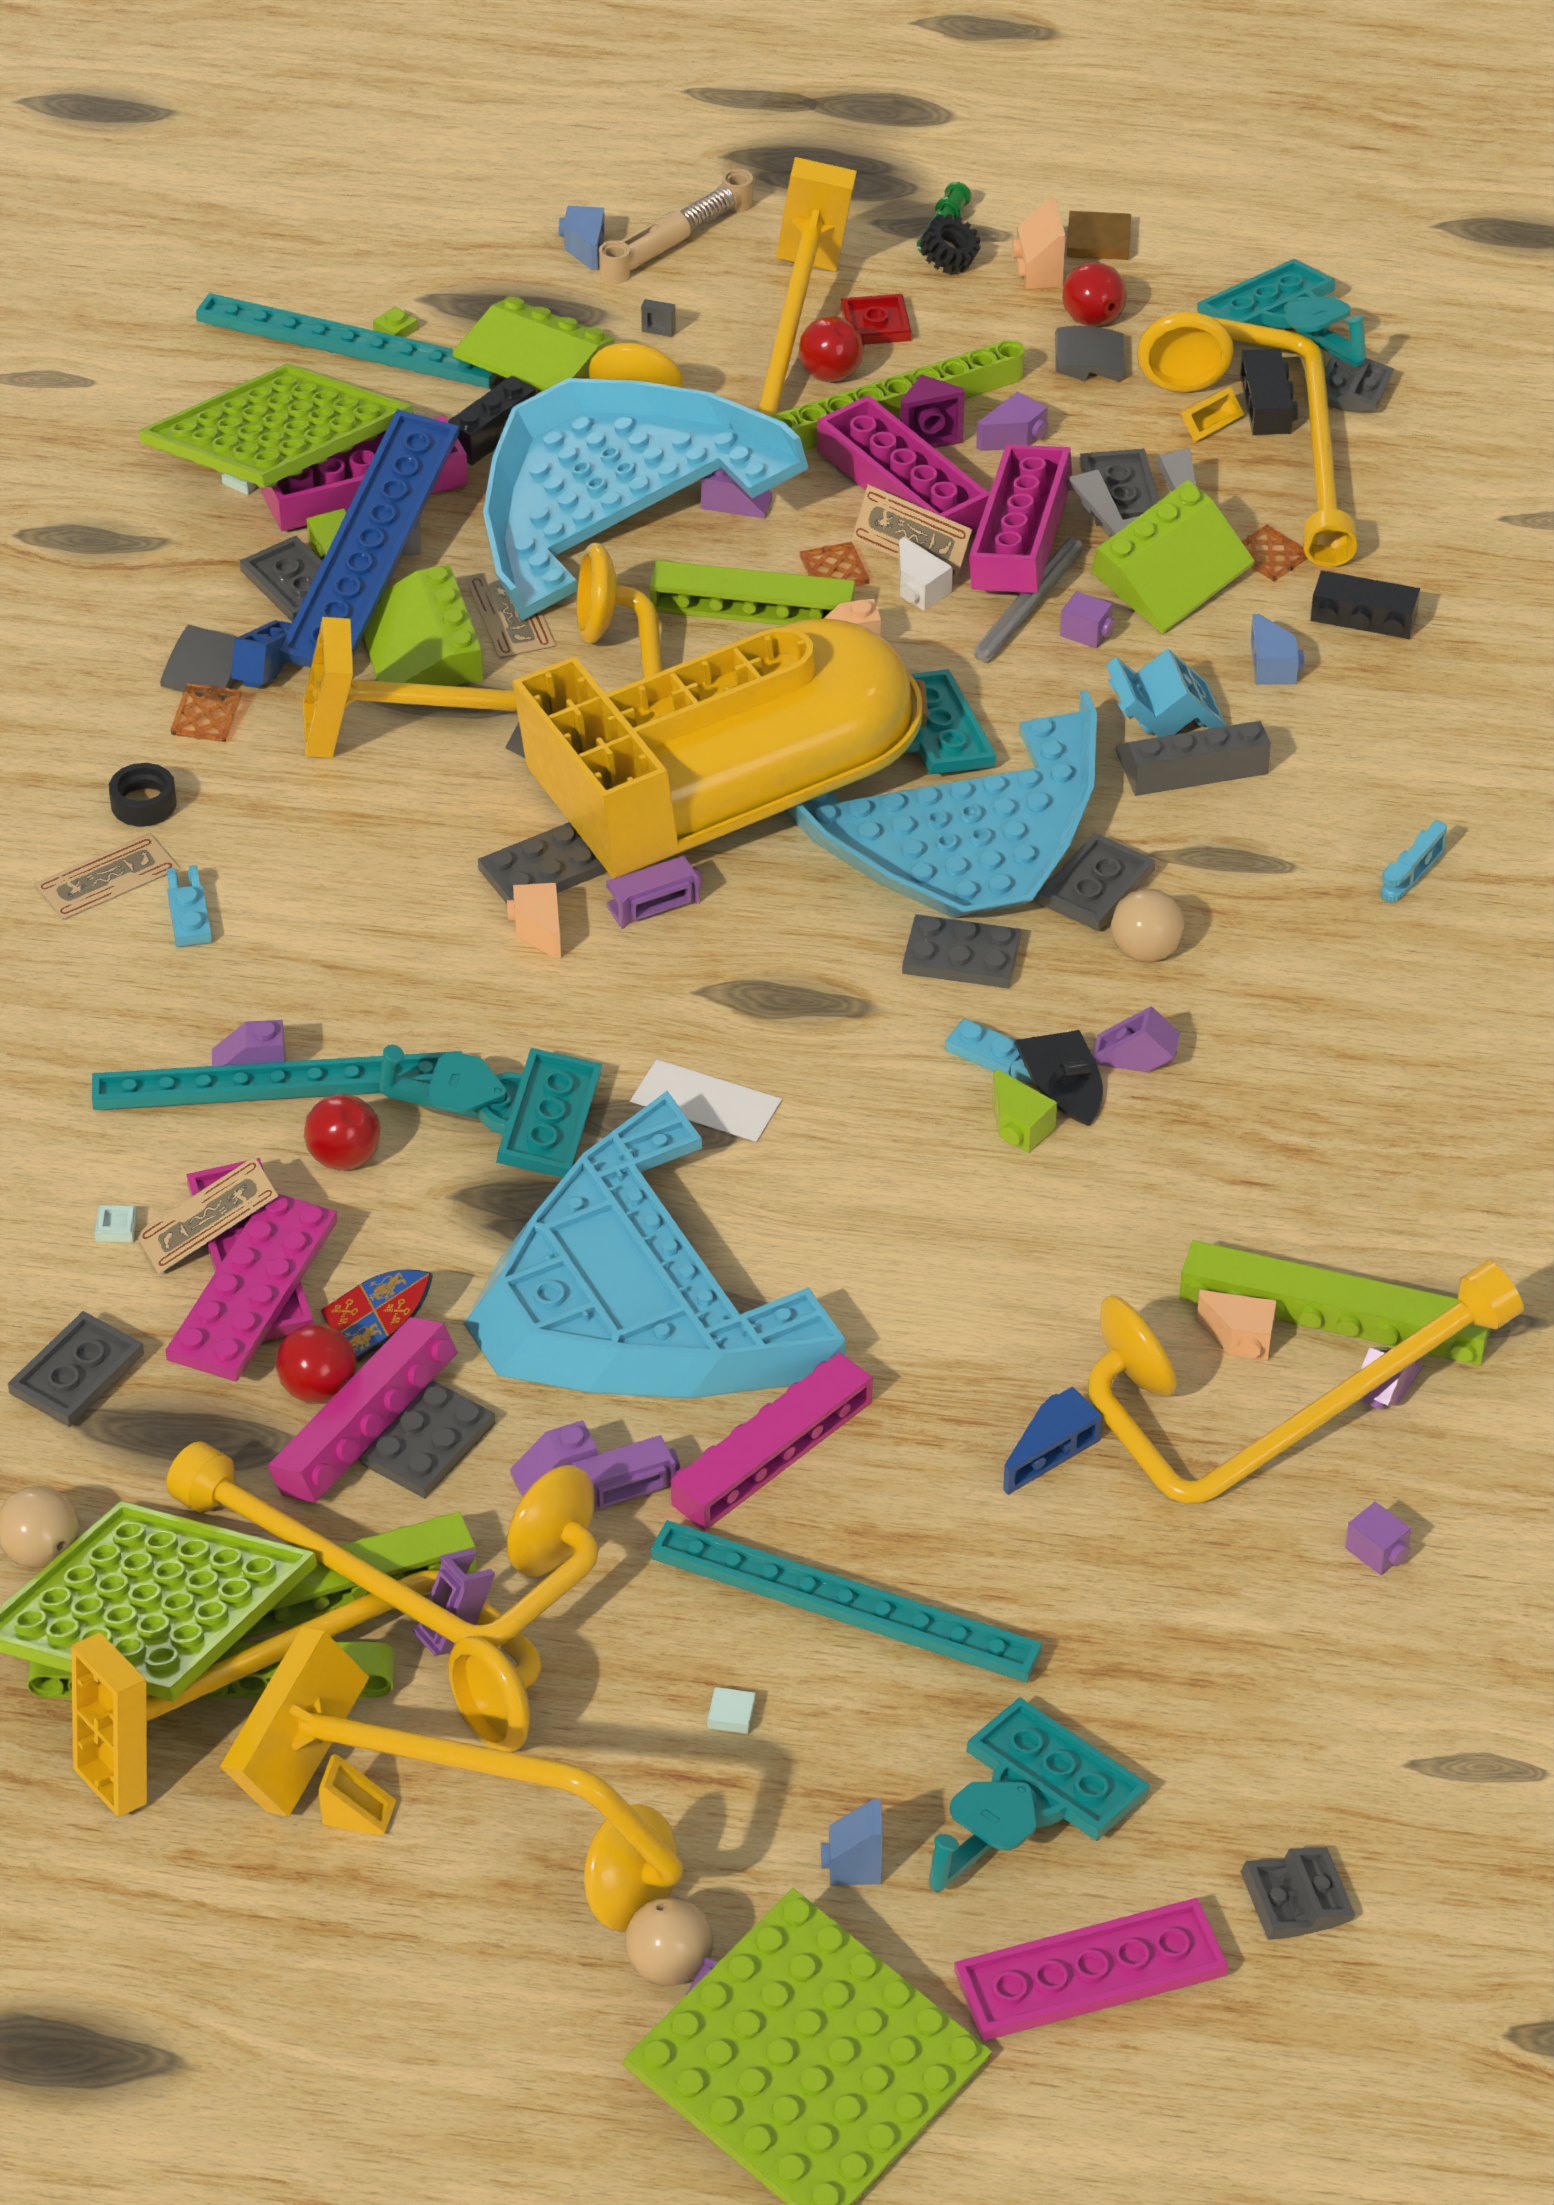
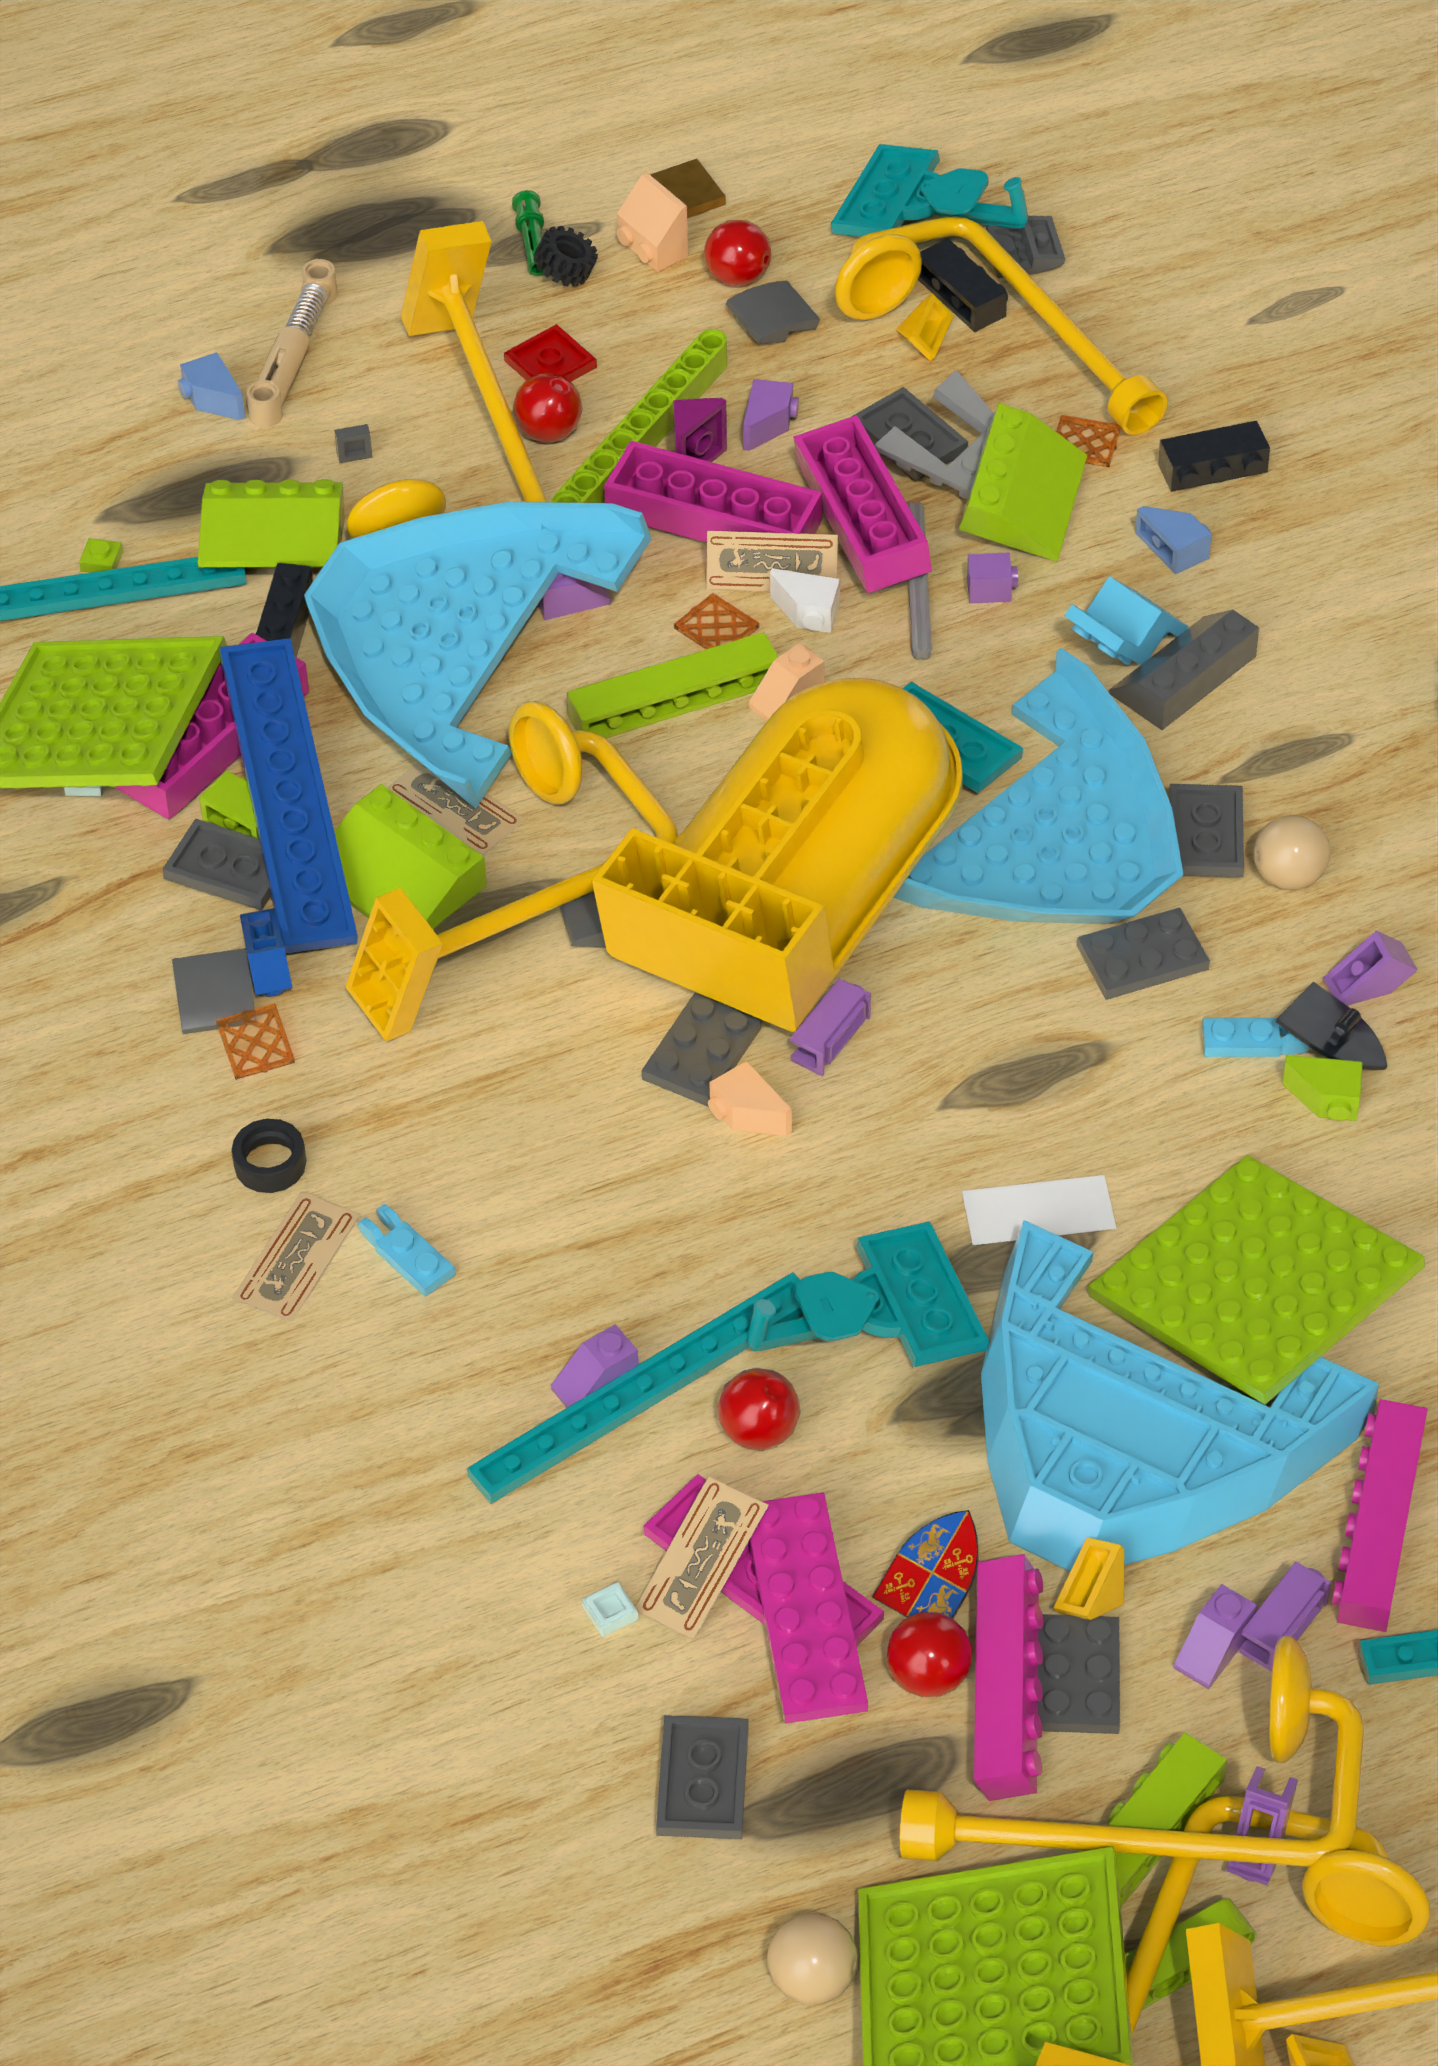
camera: 30 degrees left, 5 degrees up
(495, 1378) = (1094, 1581): none -> yellow slope
(823, 1220) = (1256, 1278): none -> lime plate

